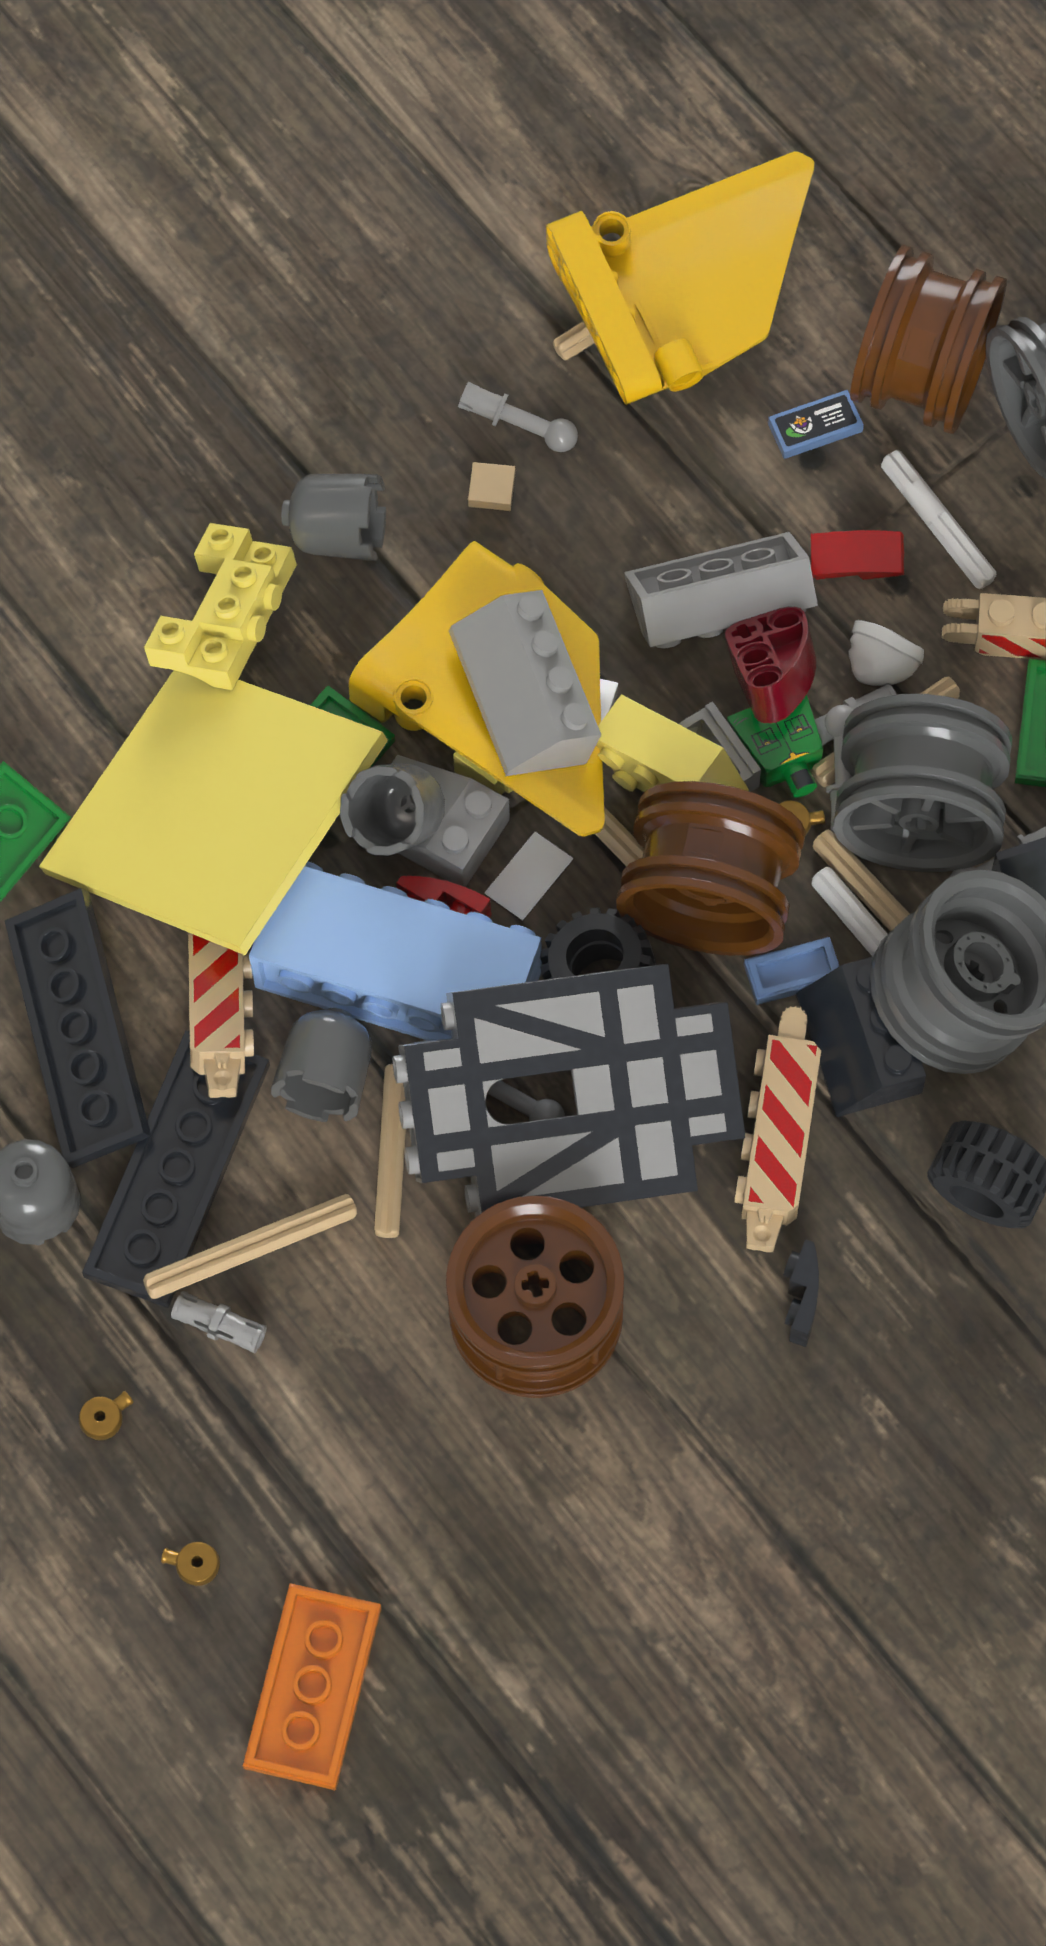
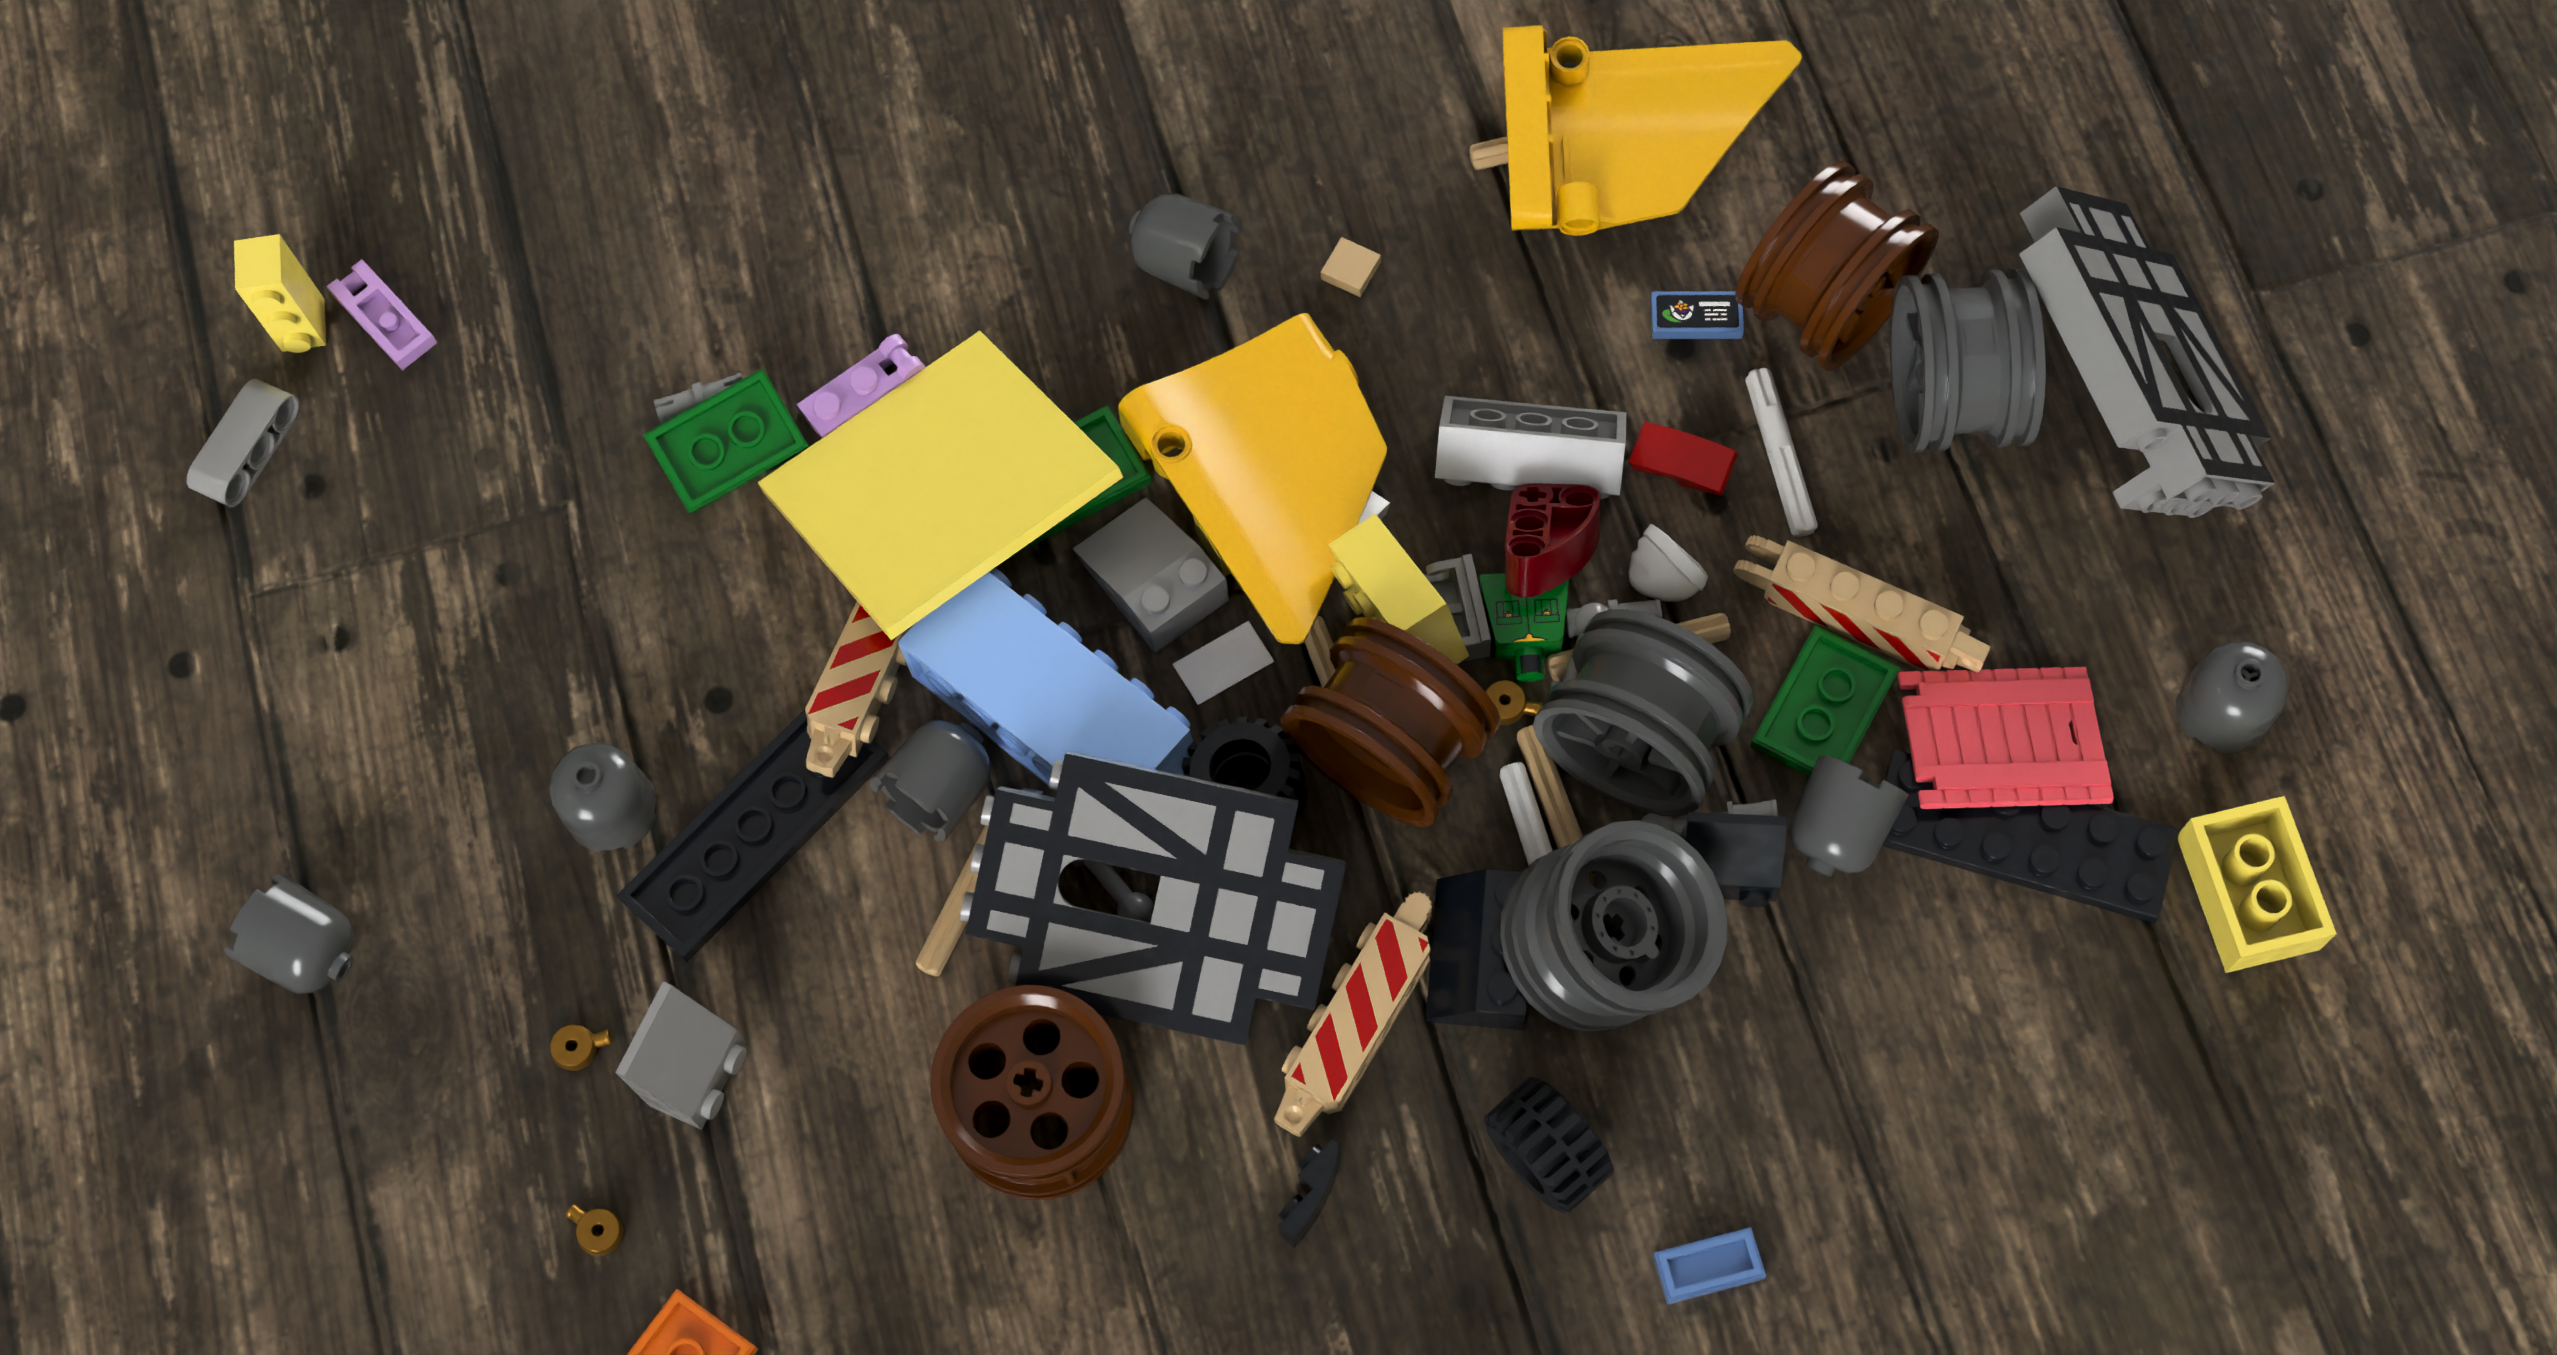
camera: 25 degrees right, 0 degrees up
(77, 1028) = (718, 654): black plate -> none
(93, 749) = (859, 386): none -> lavender plate
(216, 1385) = (682, 1058): none -> light grey slope
(218, 1322) = (726, 995): light grey pin -> none
(233, 611) = (1042, 300): light yellow bracket -> none
(249, 1246) = (786, 931): tan axle -> none
(378, 807) = (1098, 546): dark grey cylinder -> none
(453, 895) = (1127, 654): red slope -> none
(525, 684) = (1285, 471): light grey slope -> none
(558, 434) = (1438, 239): light grey pin -> none
(789, 969) = (1440, 853): medium blue tile -> none

